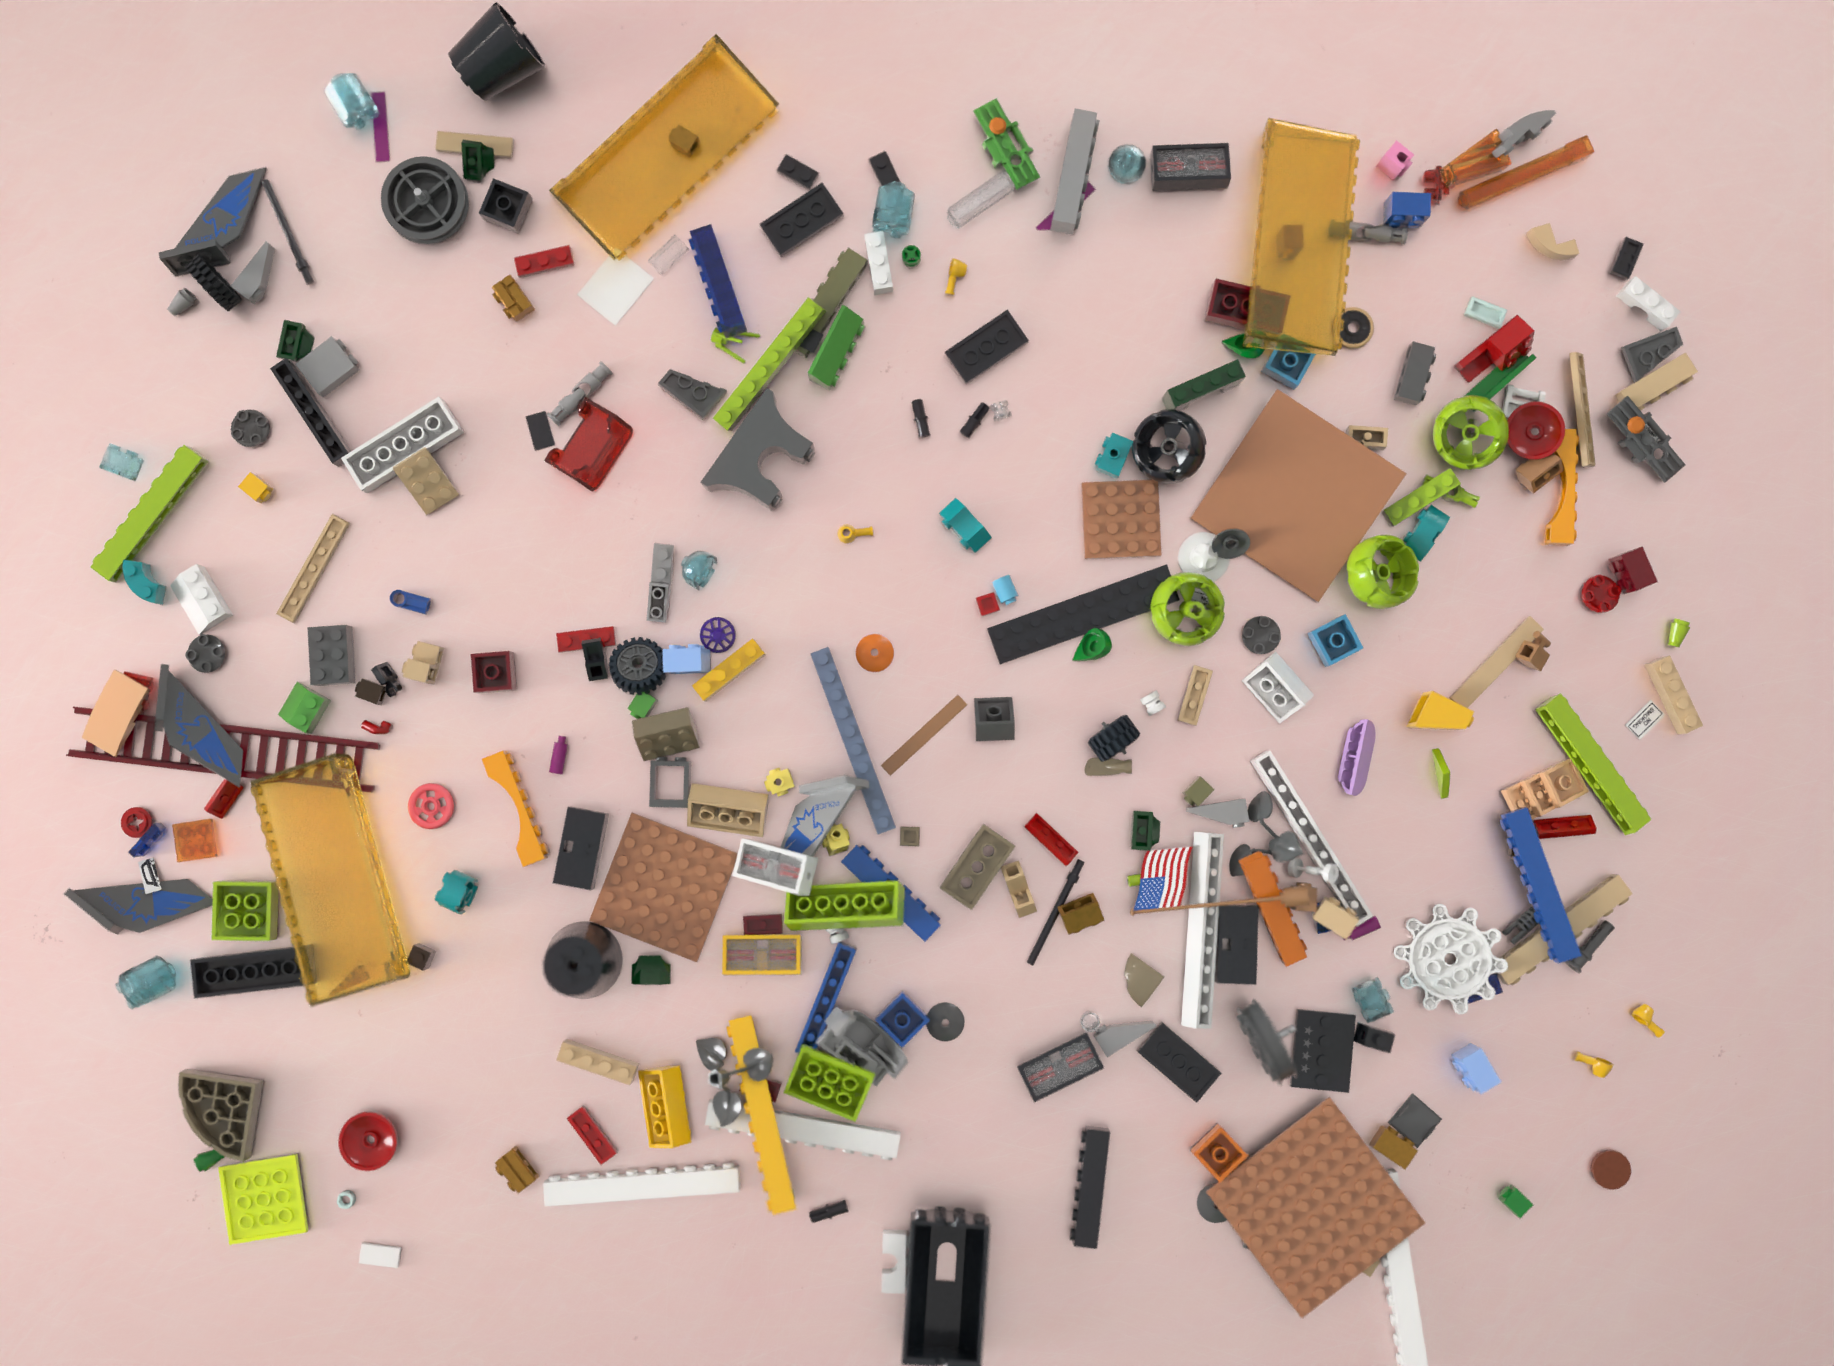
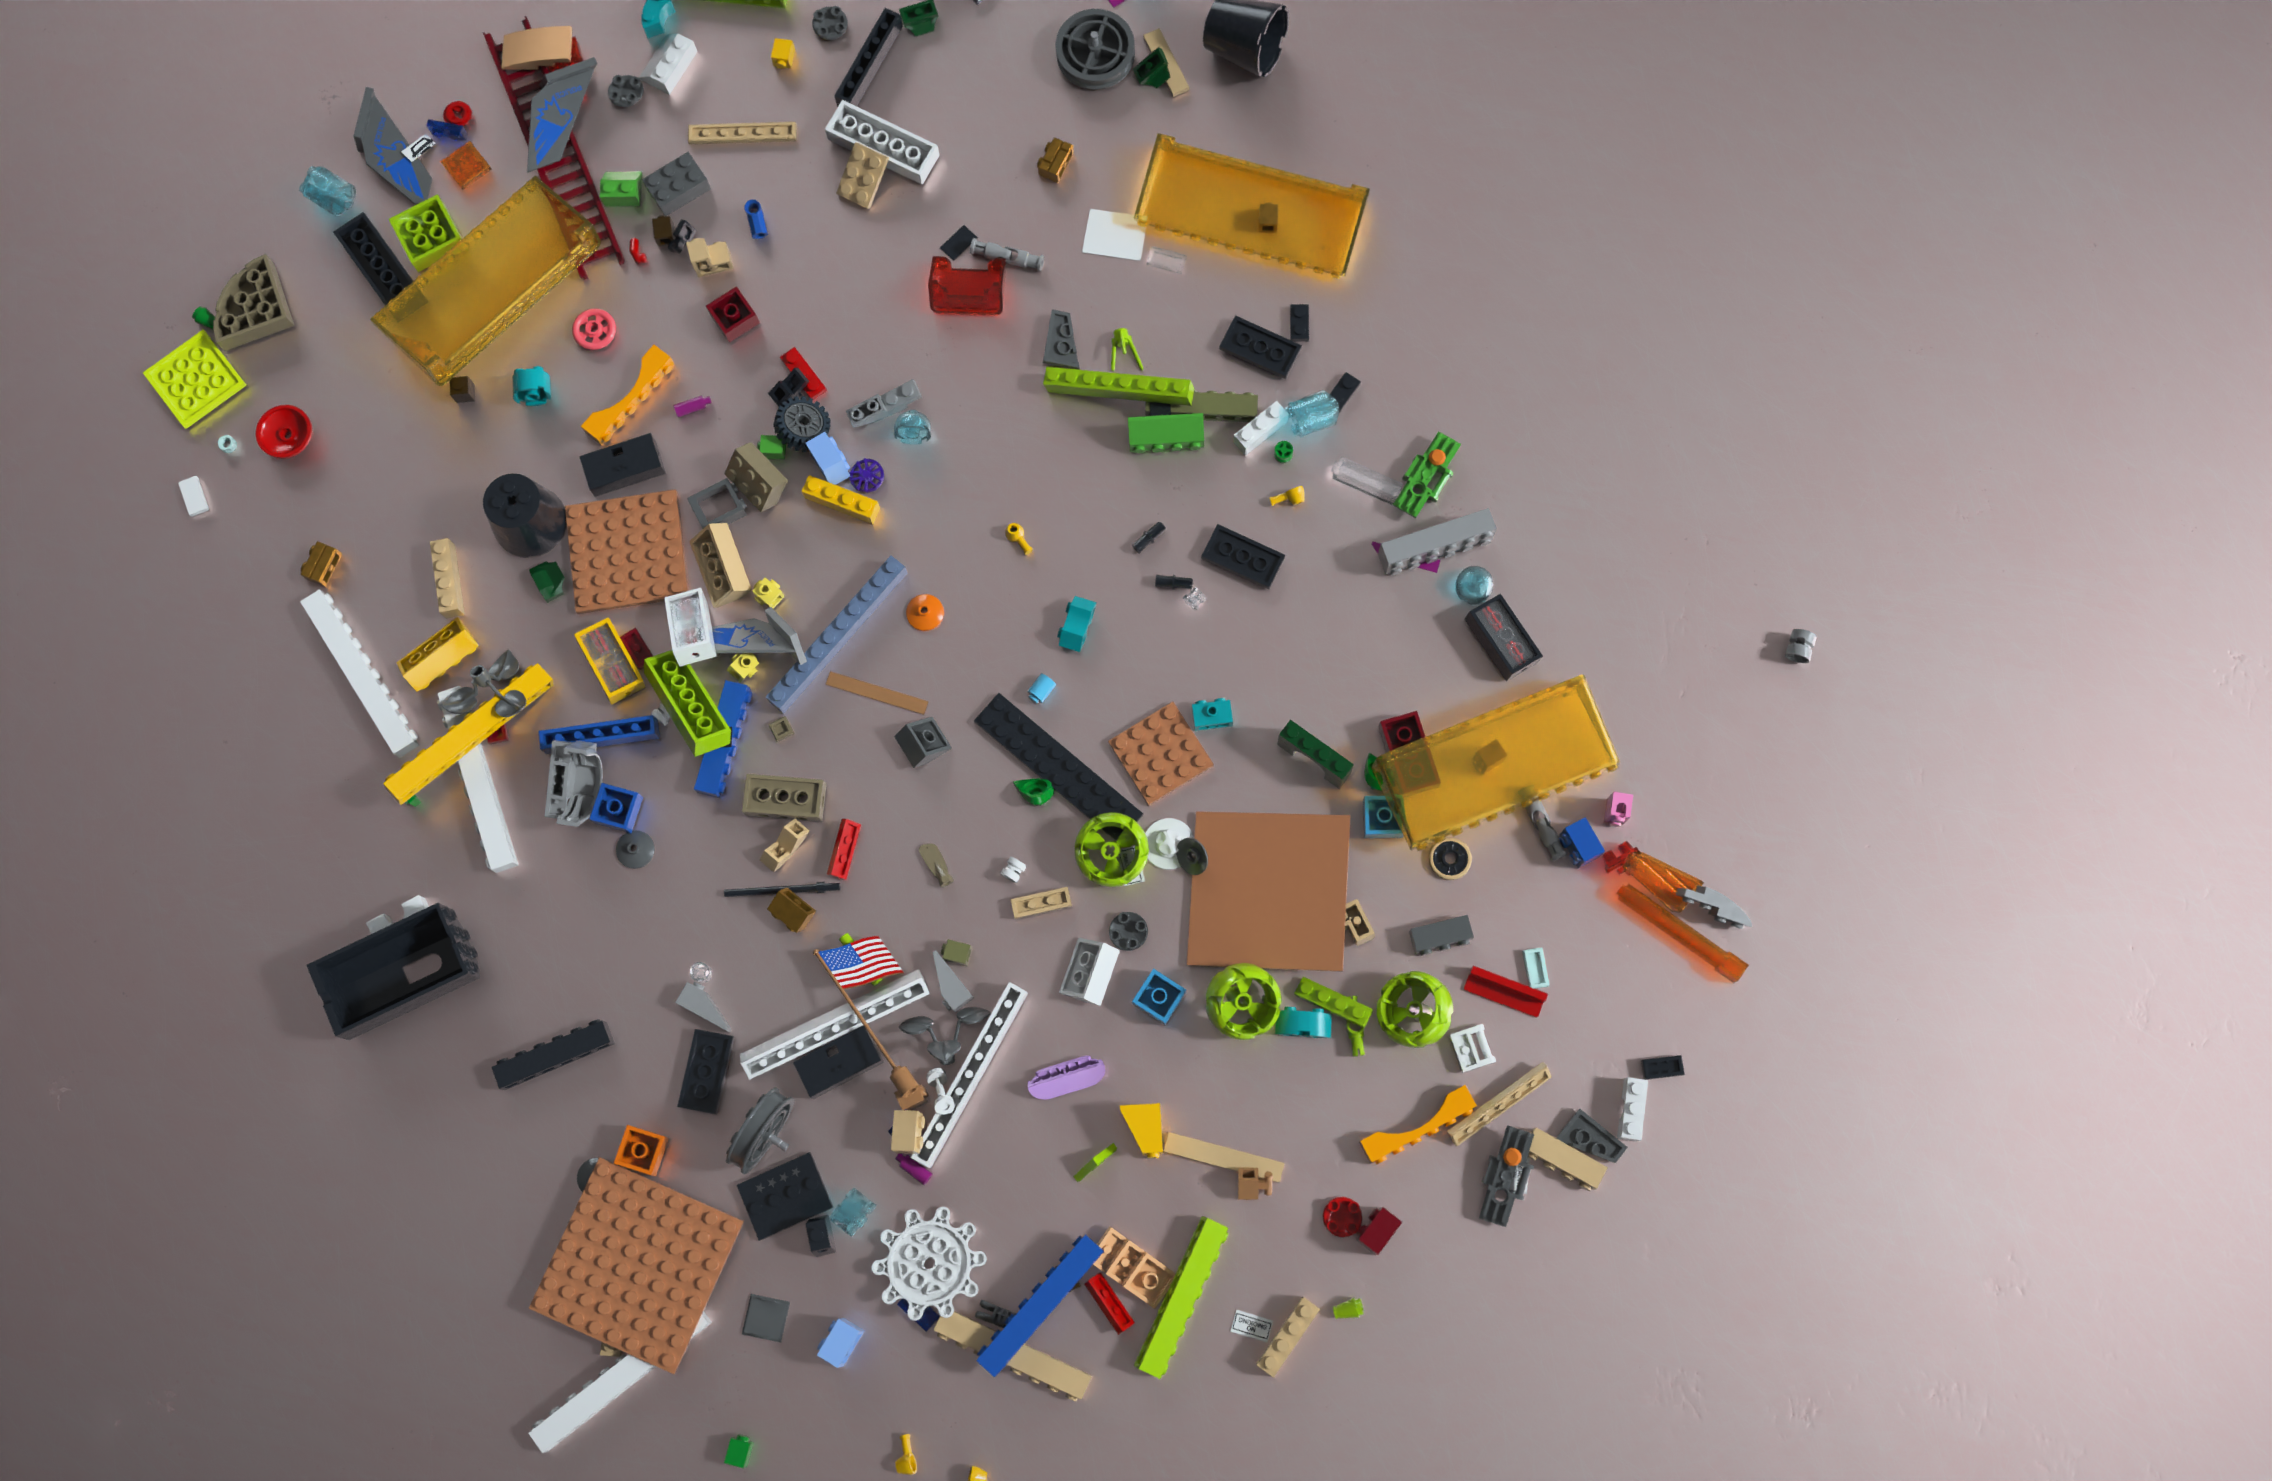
camera: 65 degrees right, 10 degrees down
(223, 799) = (511, 168): red plate -> none
(328, 366) = (914, 52): light grey brick -> none
(505, 205) = (1128, 111): black brick -> none
(544, 261) = (1102, 167): red plate -> none
(591, 1135) = (382, 608): red plate -> none
(718, 281) = (1165, 307): clear blue brick -> none
(757, 437) = (1038, 409): dark grey piece -> none
(828, 1211) = (416, 841): black axle -> none
(829, 1083) = (525, 775): lime slope -> none
(987, 604) = (1020, 681): red plate -> none
(1060, 1067) = (645, 967): clear brick -> none
(1114, 738) = (961, 849): black wheel -> none
(1141, 979) = (762, 997): dark tan brick -> none
(1144, 830) = (896, 926): dark green slope -> none
(1172, 422) = (1249, 769): black wheel -> none
(1275, 915) = (878, 1084): orange brick -> none
(1394, 1147) = (730, 1309): pearl gold brick -> none
(1498, 379) = (1486, 1013): green fence -> none
(1510, 343) = (1517, 1001): red brick -> none
(1538, 472) = (1420, 1094): medium nougat brick -> none
(1539, 416) = (1450, 1055): red dish -> none
(1544, 242) = (1630, 983): tan brick -> none
(1590, 946) = (1003, 1389): dark grey pin -> none

